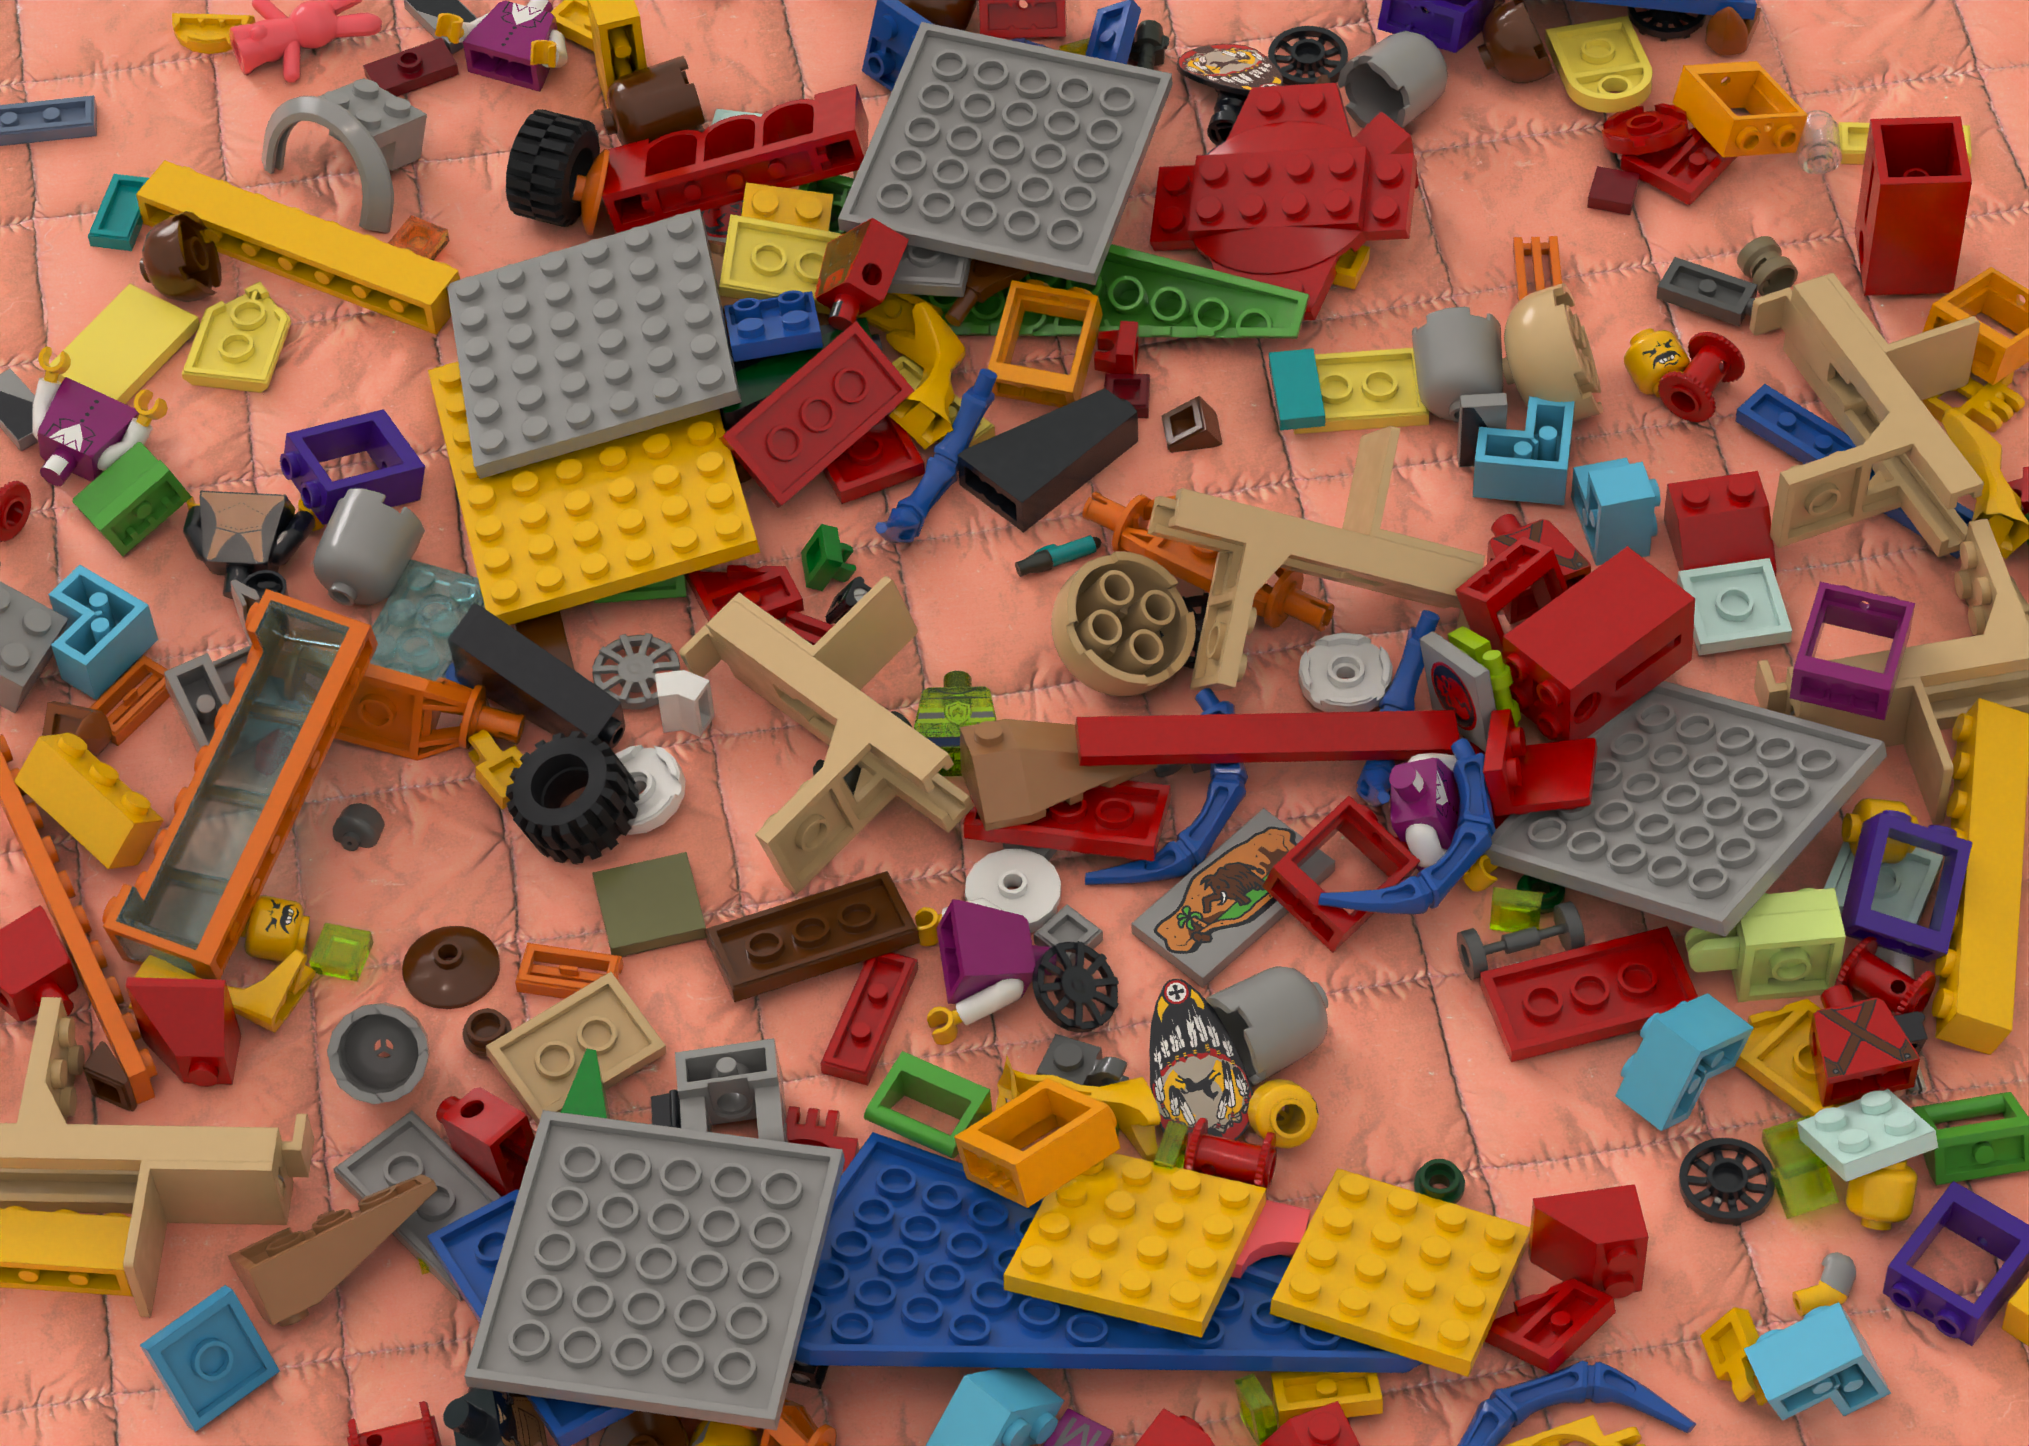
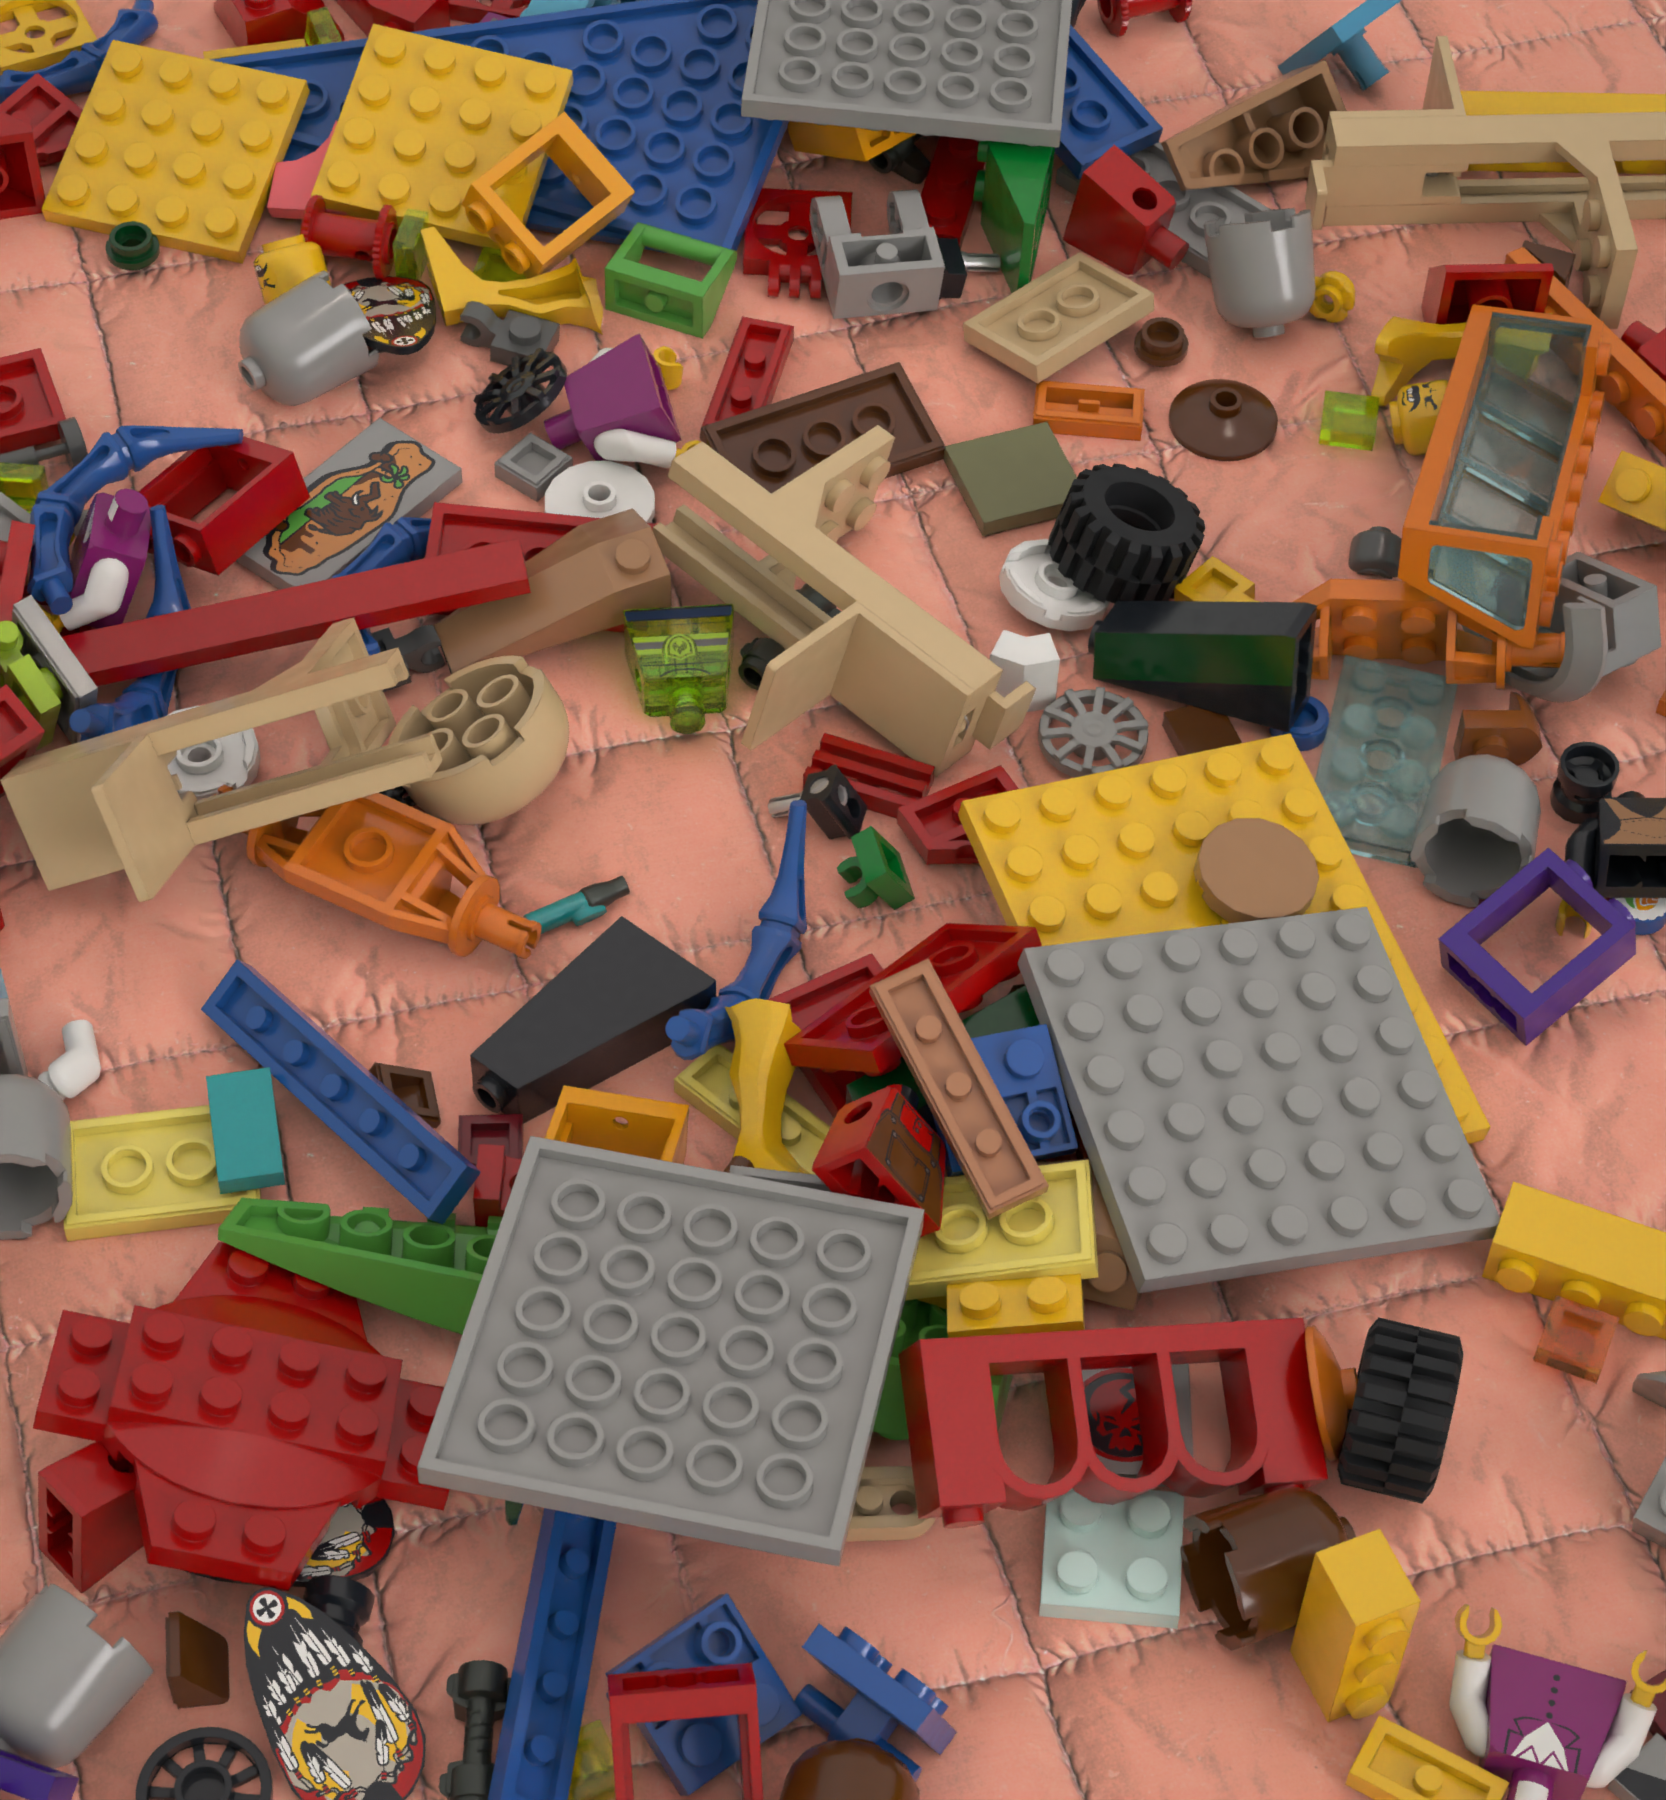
camera: 170 degrees right, 0 degrees up
(315, 1068) = (1341, 291): none -> yellow plate
(548, 489) = (1255, 871): none -> medium nougat tile
(801, 300) = (958, 1089): none -> nougat tile
(1232, 404) = (341, 1092): none -> blue plate
(1417, 456) = (78, 1065): none -> white arm

